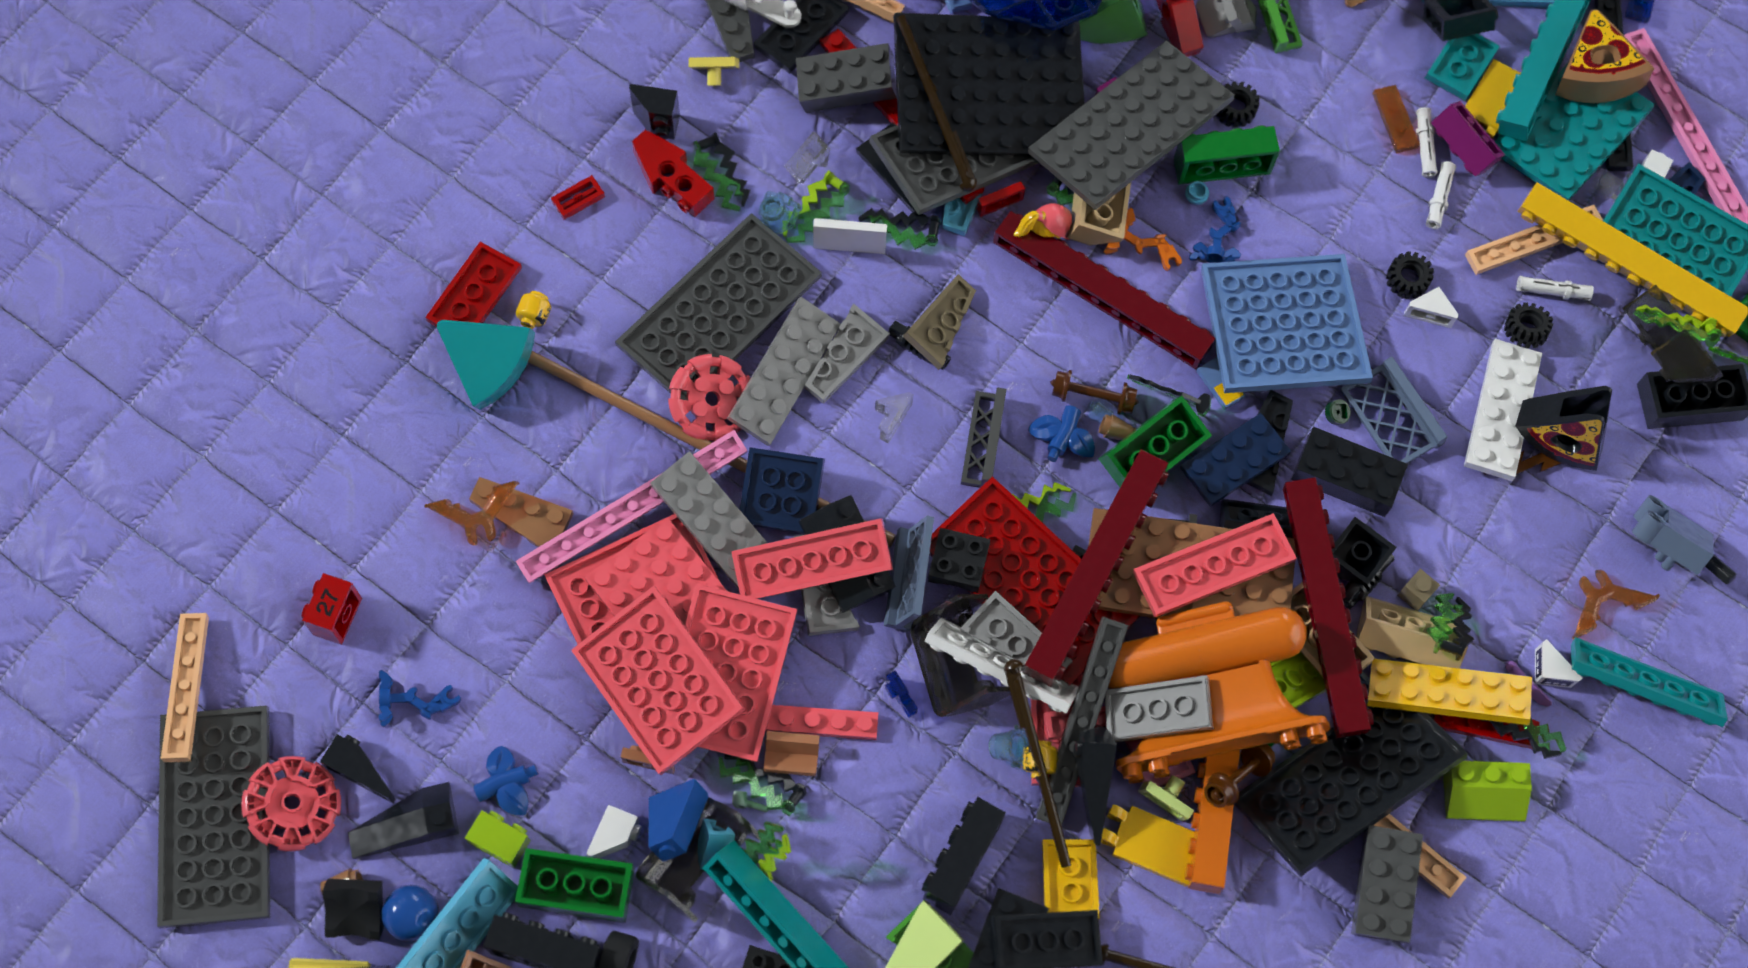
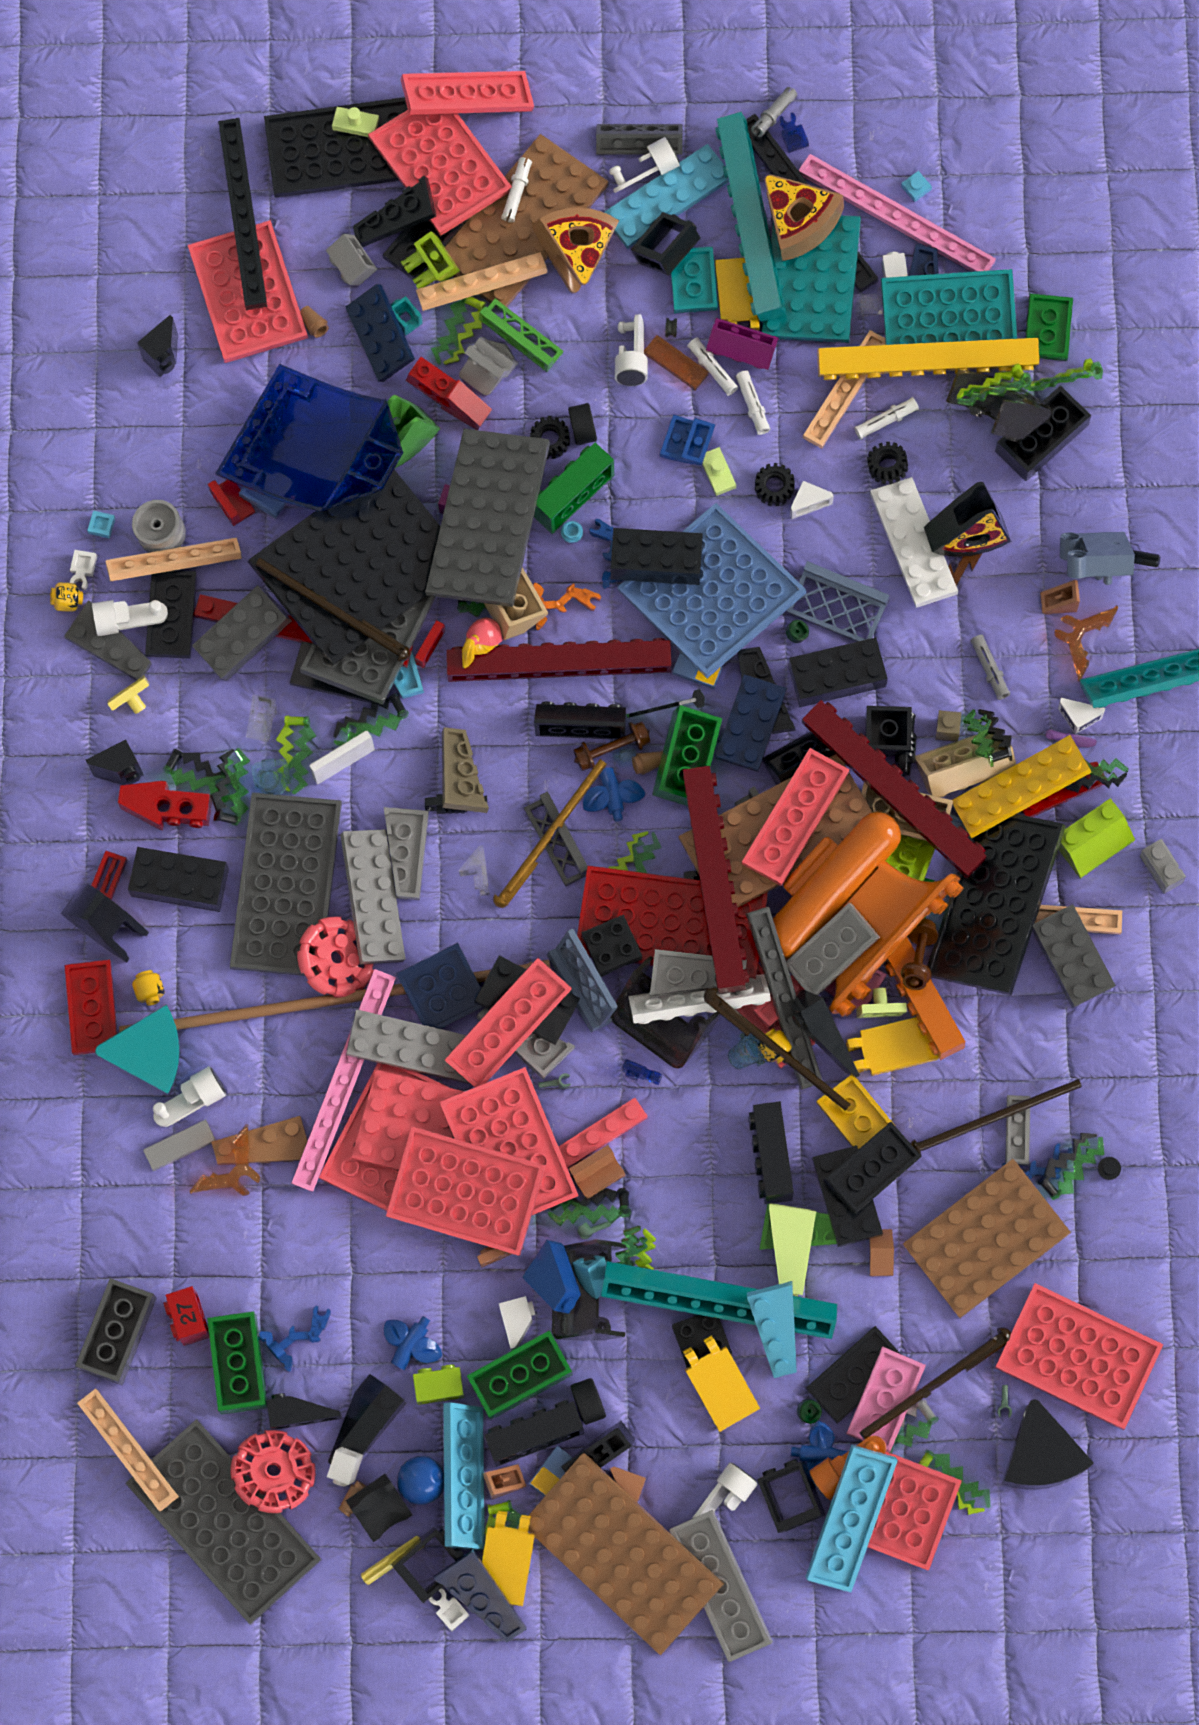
camera: 30 degrees left, 5 degrees up
(261, 577) = (116, 1331): none -> dark grey brick
(340, 682) = (237, 1363): none -> green brick
(355, 847) = (344, 1466): none -> white brick
(451, 460) = (179, 1145): none -> light grey tile
(502, 425) = (201, 1090): none -> white piece
(538, 221) = (100, 918): none -> black piece
(632, 239) = (178, 879): none -> black brick
(732, 220) = (233, 779): none -> piece
(818, 647) = (557, 1082): none -> sand green hand
(942, 440) = (529, 864): none -> pearl gold bar
(1081, 351) = (580, 721): none -> black slope
(1257, 258) = (656, 556): none -> black brick
(1274, 109) = (582, 424): none -> black tyre
(1356, 91) = (632, 366): none -> white piece
(1357, 186) = (687, 440): none -> blue slope
(1365, 231) = (718, 472): none -> yellowish green tile
(1413, 86) = (671, 327): none -> pearl dark grey bush
(1492, 593) = (1000, 689): none -> light grey pin
(1536, 864) = (1162, 866): none -> light grey brick
(1609, 552) = (1061, 598): none -> nougat slope
(1723, 117) = (916, 186): none -> medium azure plate

